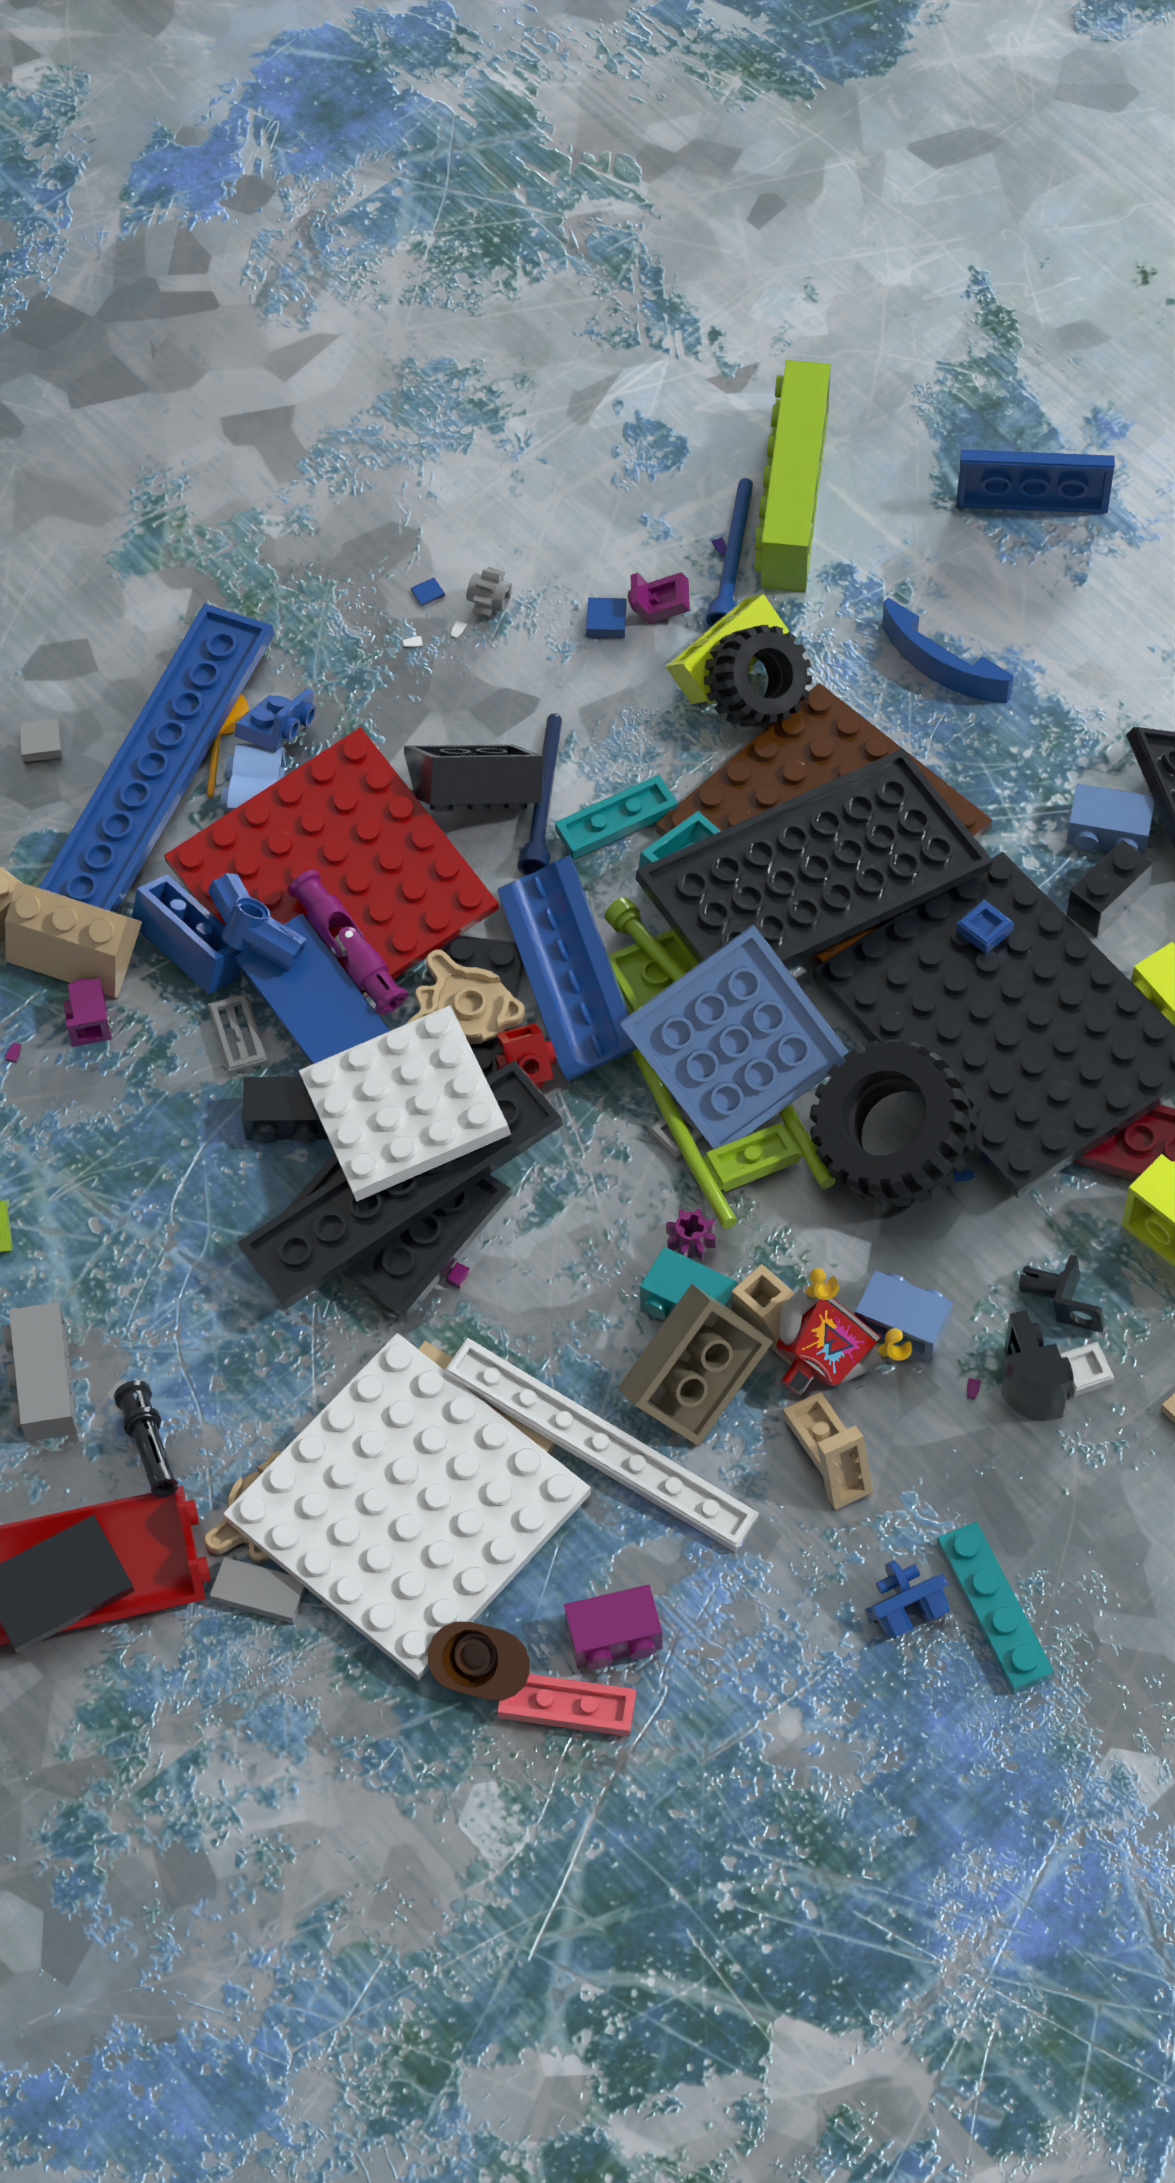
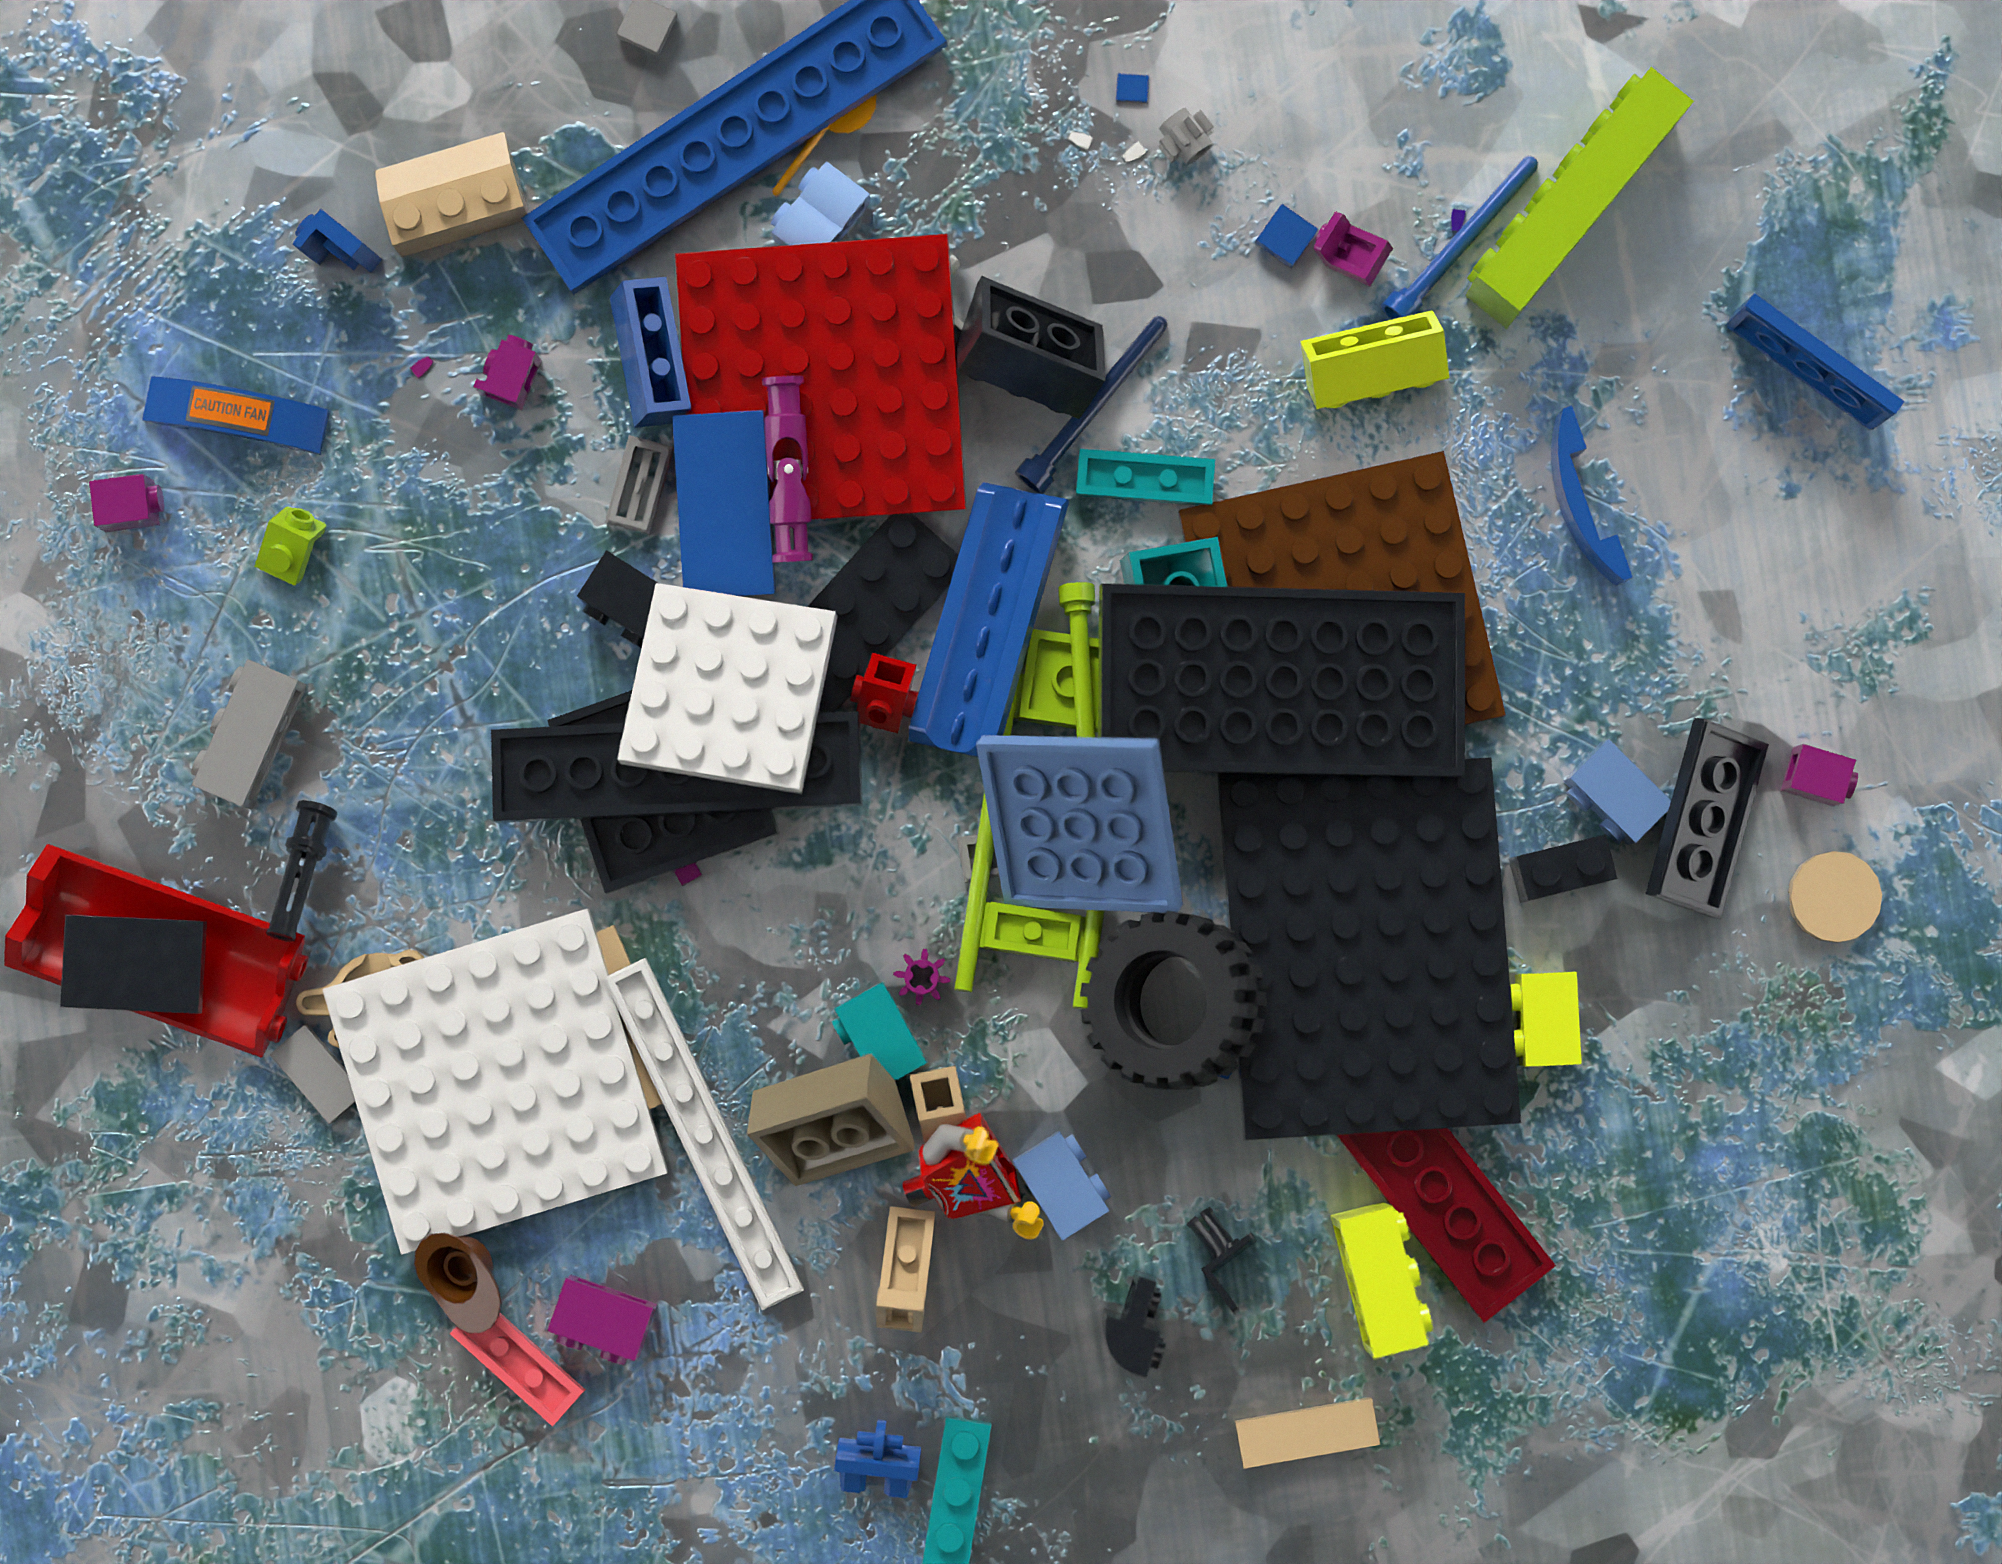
camera: 30 degrees right, 25 degrees up
(68, 938) = (538, 282): tan slope -> none
(250, 926) = (700, 395): blue piece -> none
(277, 720) = (879, 159): blue bracket -> none
(475, 996) = (868, 596): tan tile -> none
(784, 669) = (1392, 446): black tyre -> none
(973, 1388) = (1081, 1288): magenta piece -> none
(985, 926) = (1409, 839): blue tile -> none
(1088, 1369) = (1194, 1339): white tile -> none

